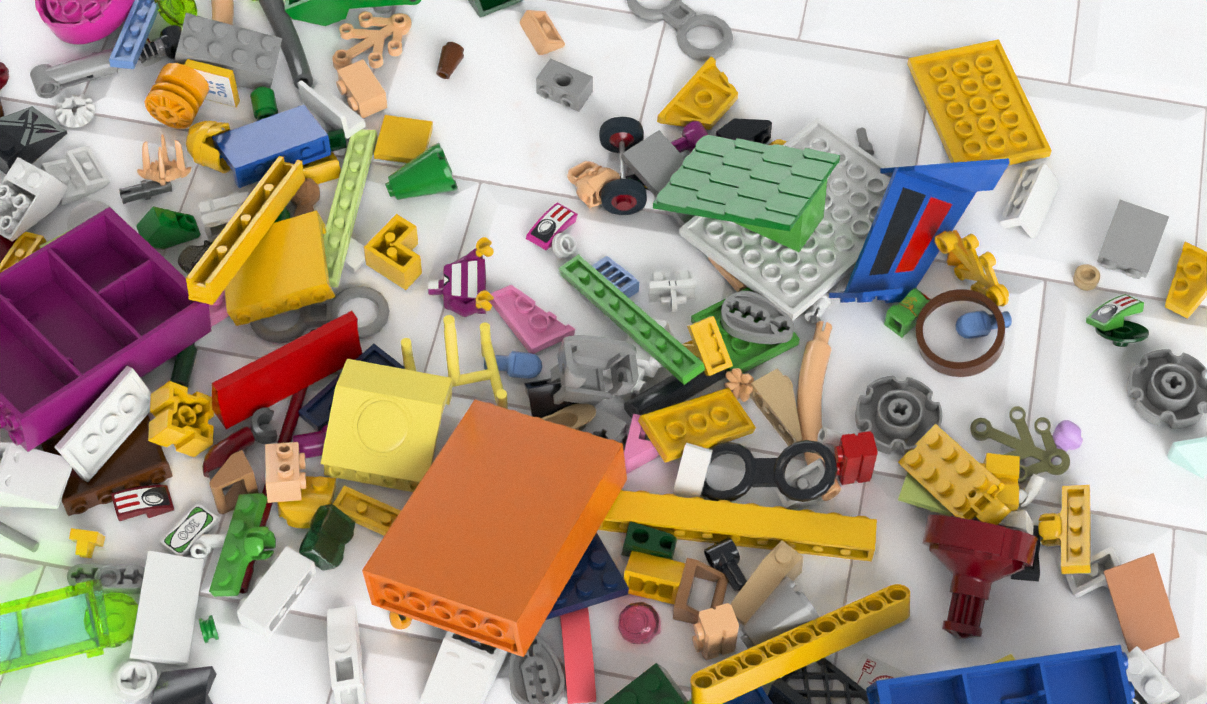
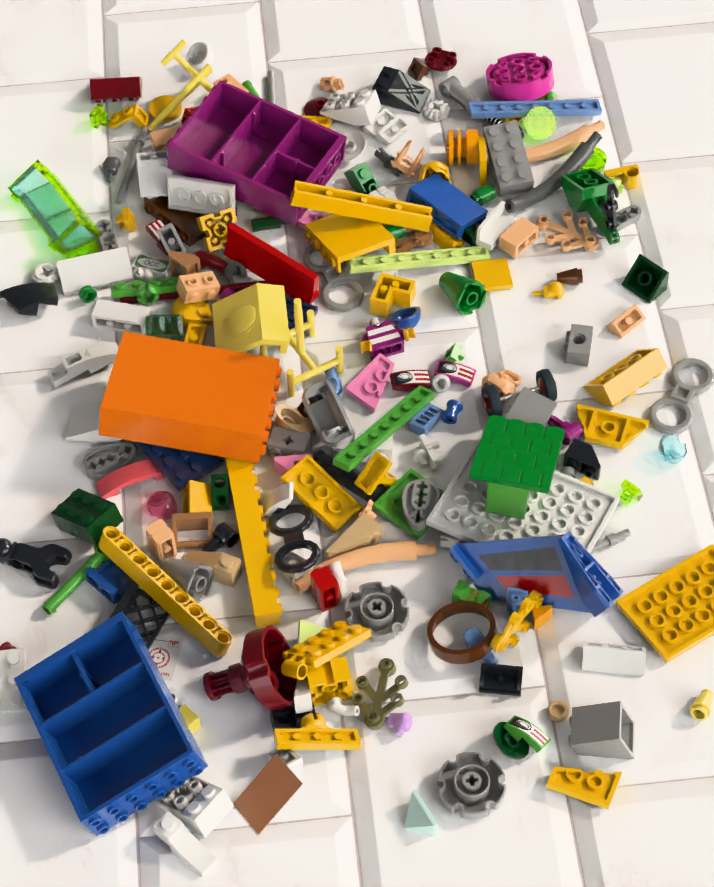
camera: 75 degrees right, 5 degrees down
(177, 486) = (171, 239): none -> light grey brick
(438, 248) = (406, 317): none -> blue piece
(461, 85) = (552, 290): none -> yellow piece
(523, 218) = (454, 354): none -> tile
(543, 276) = (410, 378): none -> slope
(615, 247) = (452, 412): none -> blue bush
(632, 57) = (626, 376): none -> yellow slope
(762, 50) = (671, 449): none -> clear light blue hair
(807, 108) = (630, 492): none -> clear neon green tile
(942, 265) = (514, 599): none -> medium blue hinge
(1033, 317) = (500, 679): none -> black hinge
(1119, 141) = (701, 707): none -> light yellow cone

